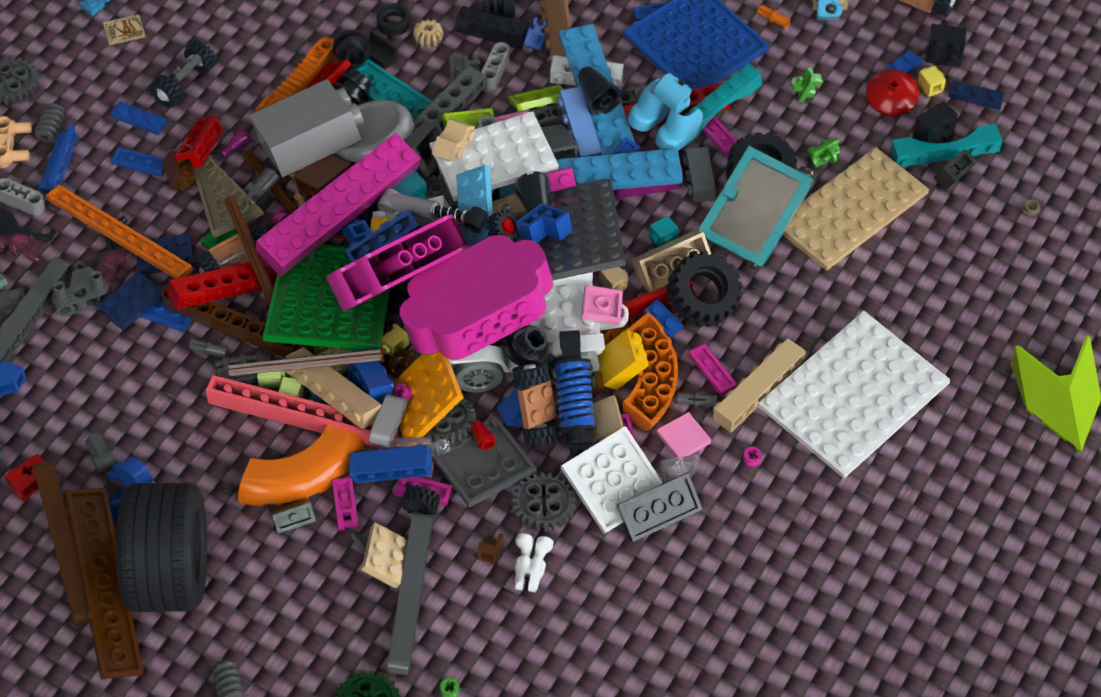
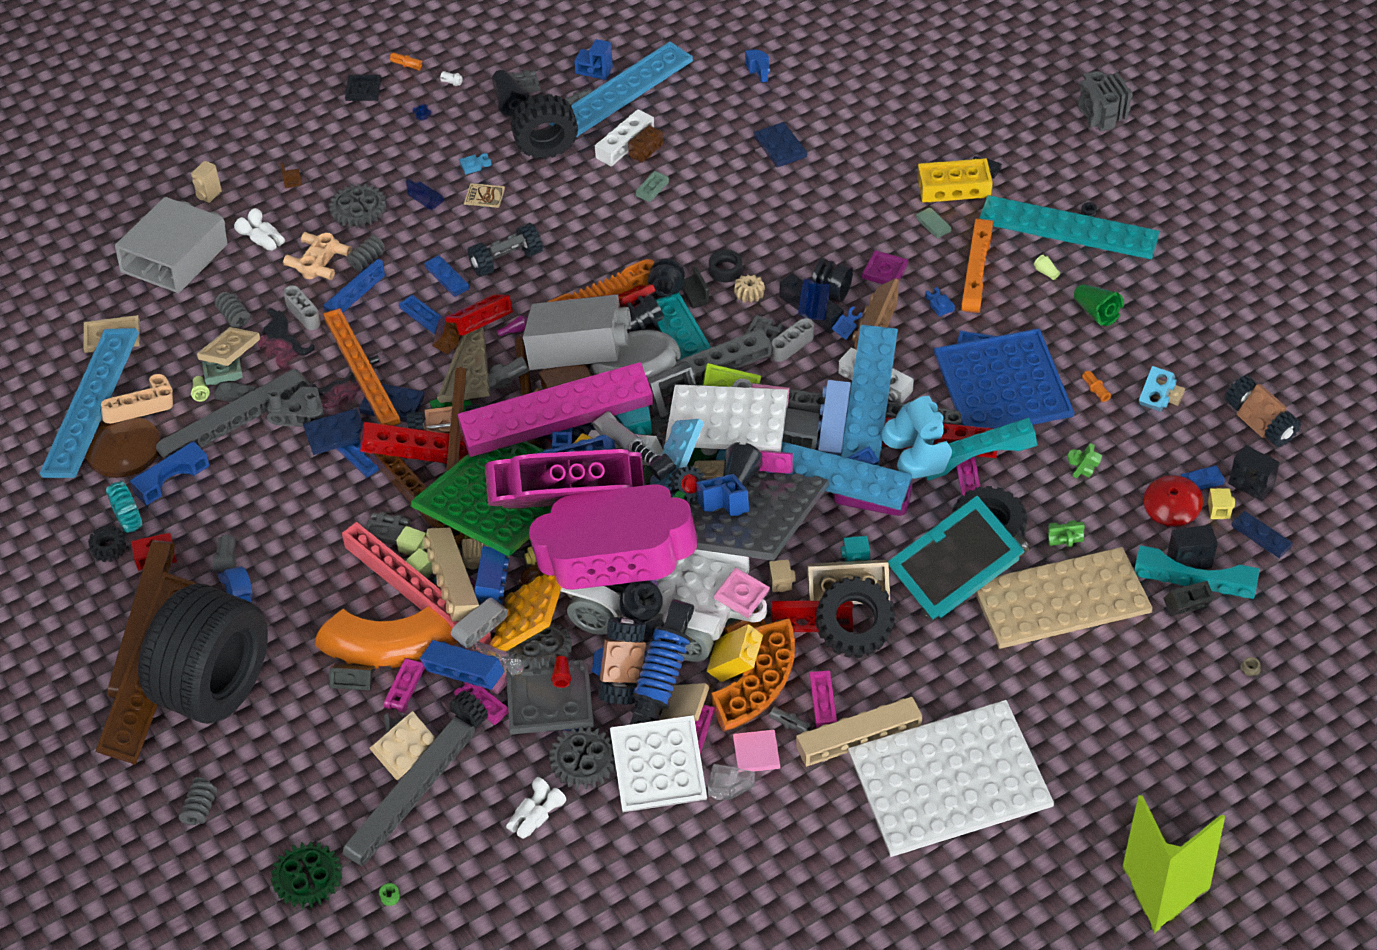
camera: 30 degrees right, 5 degrees down
(67, 48) = (424, 194): none -> clear blue panel
(208, 348) = (375, 499): dark grey axle -> none
(306, 362) = (440, 541): axle -> none
(403, 391) = (510, 602): dark pink bush -> none
(453, 140) = (692, 388): tan brick -> none
(490, 549) = (507, 782): reddish brown panel -> none
(500, 23) = (813, 300): none -> clear blue panel
(535, 98) = (808, 381): lime plate -> none
(596, 383) = (700, 667): reddish brown tile -> none
(598, 91) = (863, 394): black cone -> none
(659, 507) = (686, 807): plate -> none
(665, 318) = (804, 632): blue plate -> none
(699, 174) = (925, 508): dark grey brick -> none
(752, 451) = (810, 804): dark pink bush -> none

